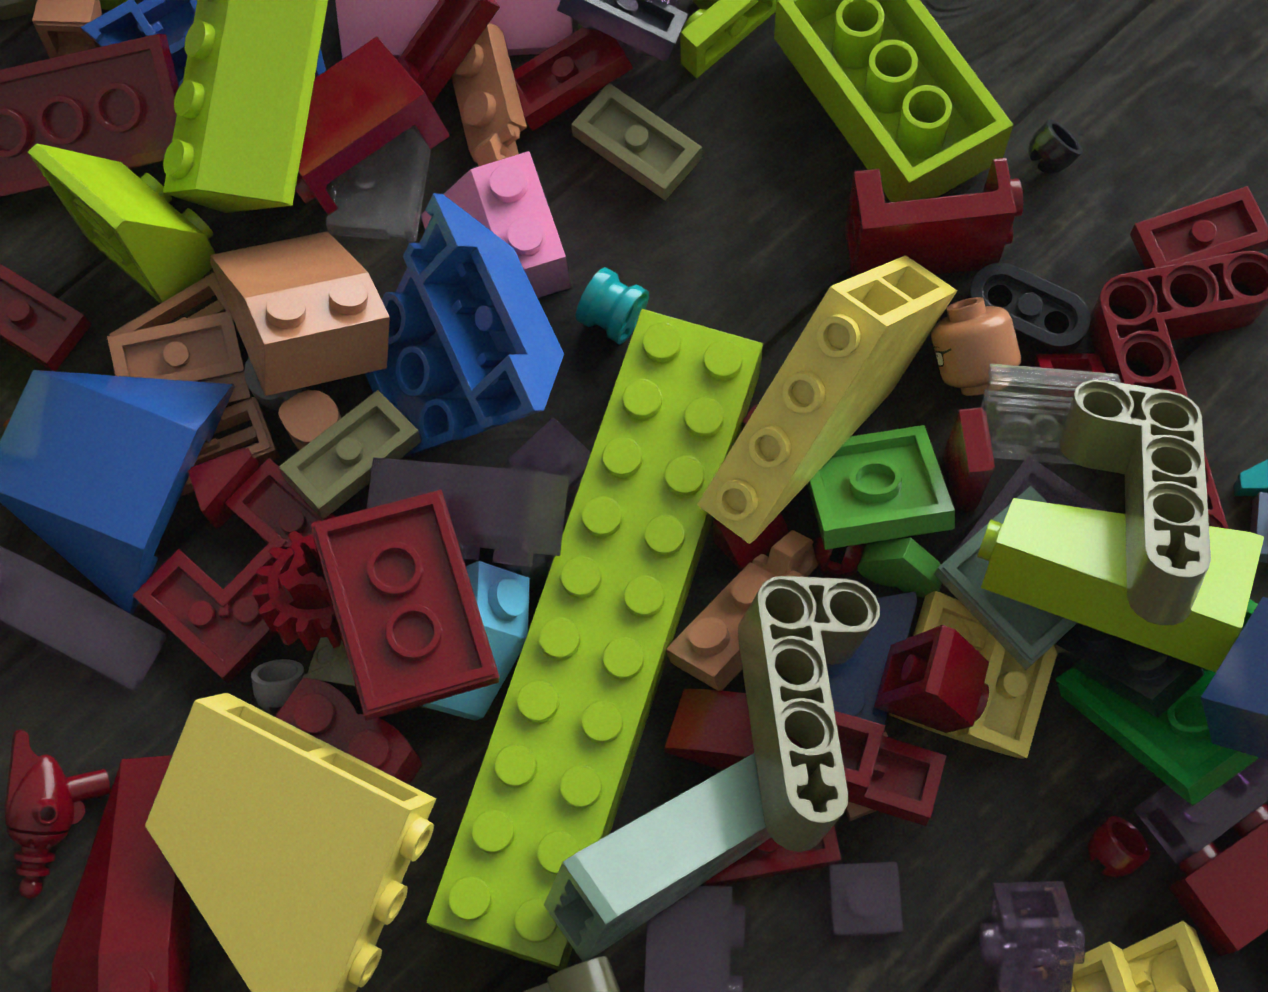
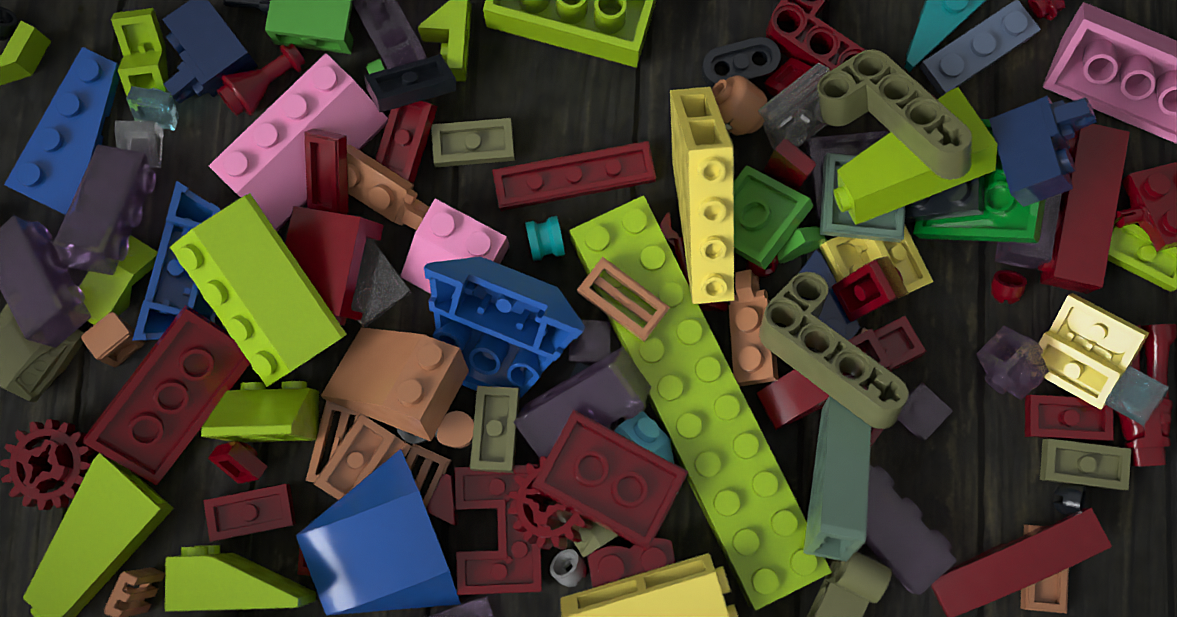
camera: 50 degrees left, 10 degrees up
(62, 247) = (238, 461): none -> dark red plate
(630, 479) = (614, 313): none -> nougat tile
(709, 269) = (574, 175): none -> dark red tile
(935, 232) = (644, 92): dark red panel -> none

